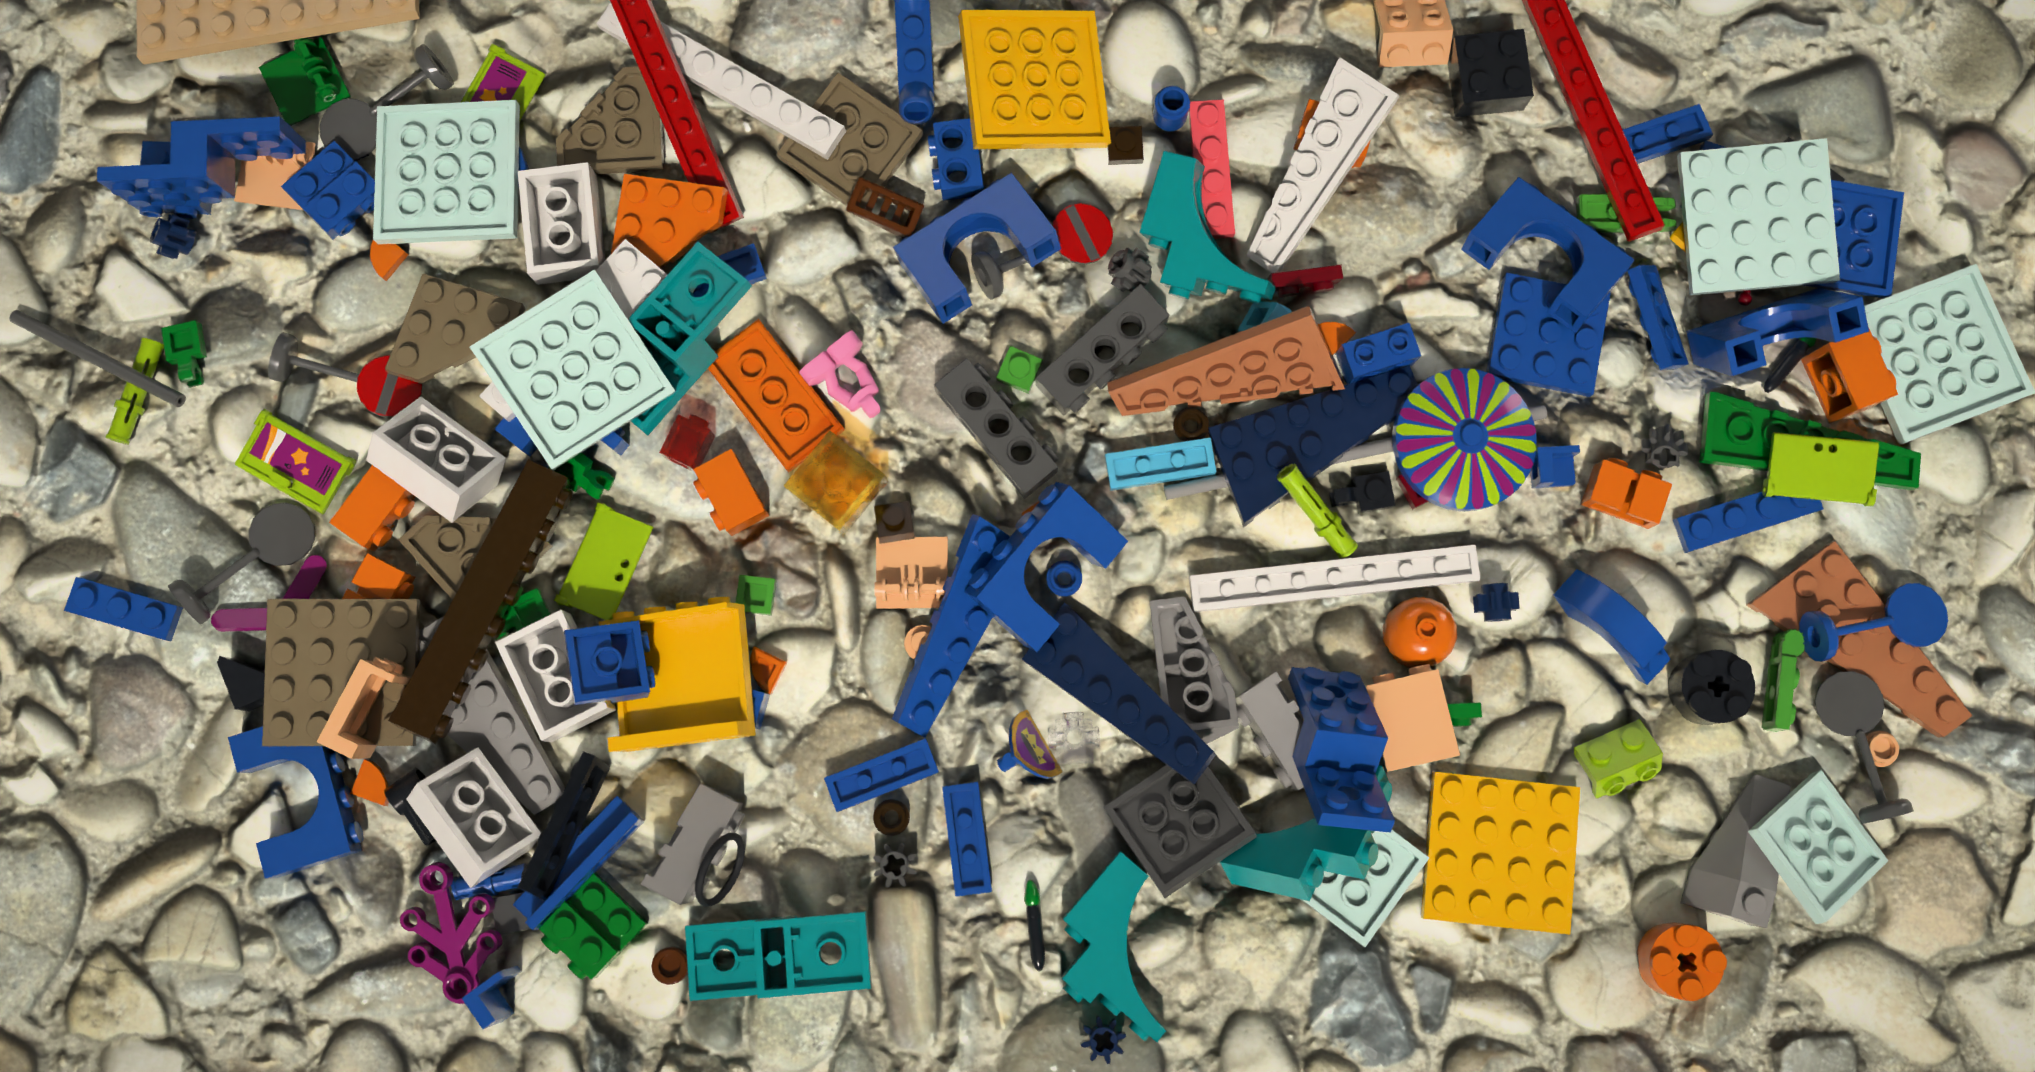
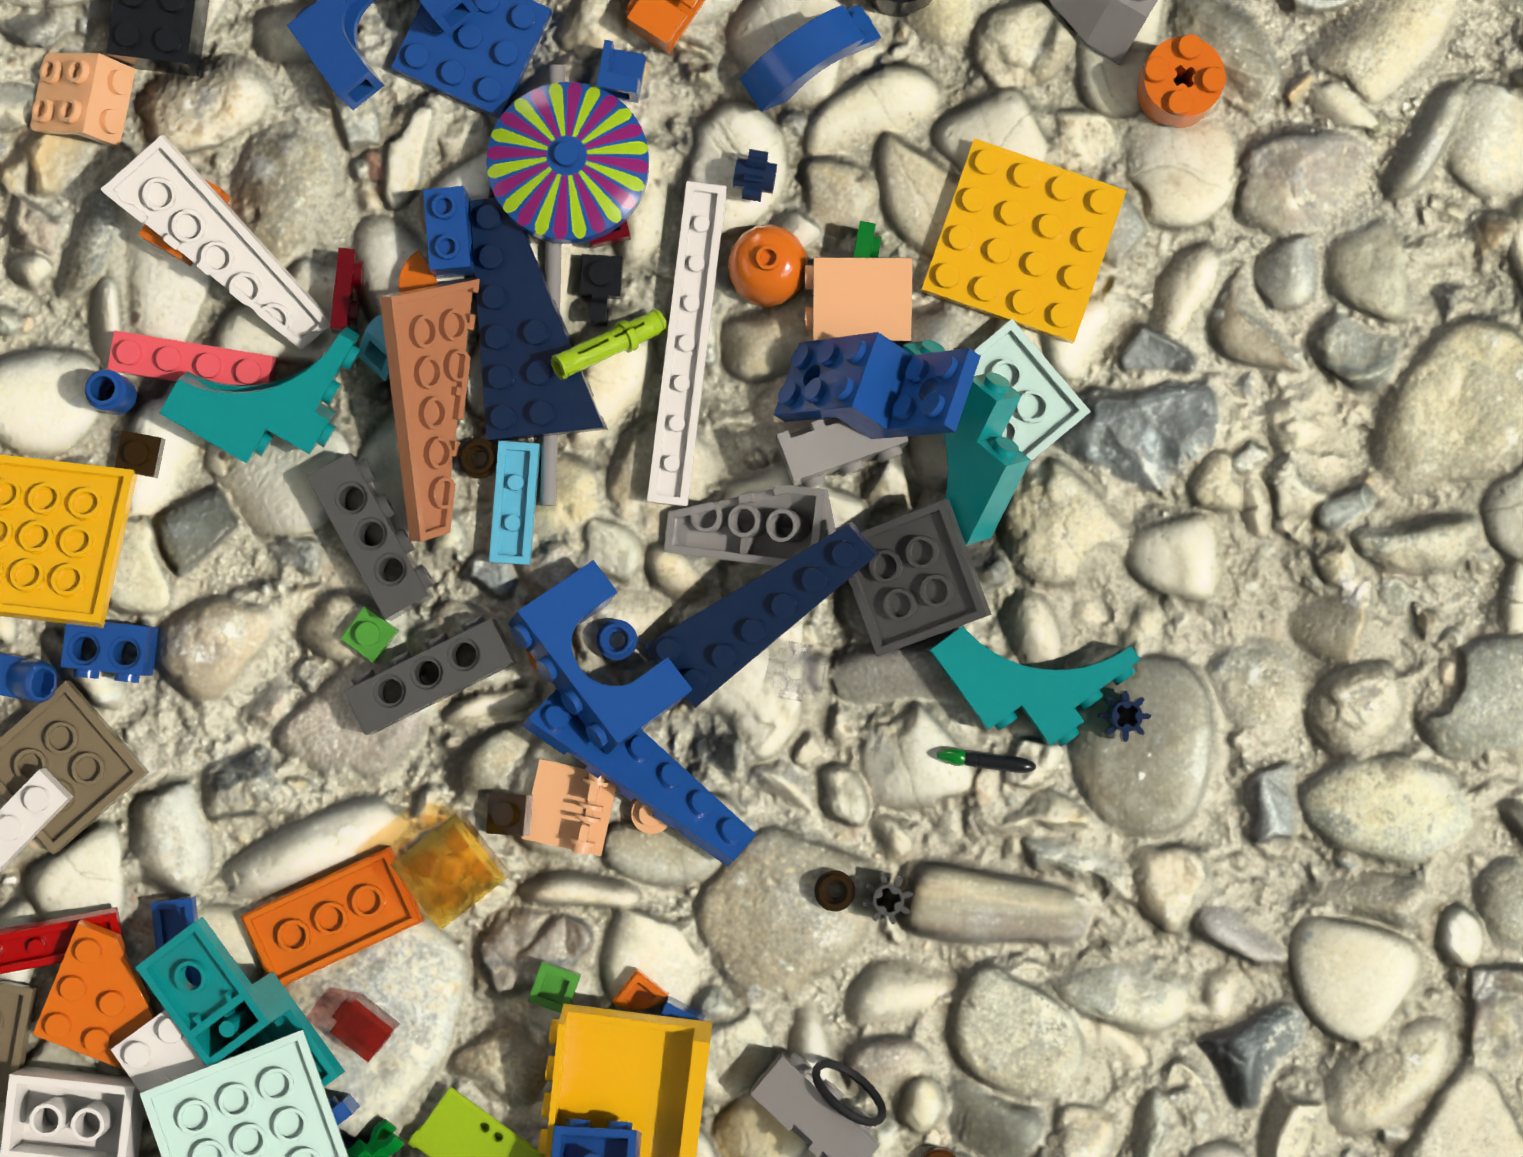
camera: 75 degrees left, 5 degrees up
(730, 493) = (432, 991): orange piece -> none
(778, 956) = (957, 1049): teal bracket -> none
(823, 369) = (303, 831): bright pink piece -> none
(881, 775) = (786, 891): blue plate -> none
(890, 197) = (145, 722): reddish brown slope -> none
(967, 839) = (877, 813): blue plate -> none
(999, 209) = (178, 617): blue arch -> none
(1028, 749) = (796, 723): shield -> none
(1083, 237) = (230, 531): piece -> none
(1129, 269) = (286, 484): dark grey gear -> none
(1620, 758) = (953, 87): lime bracket -> none

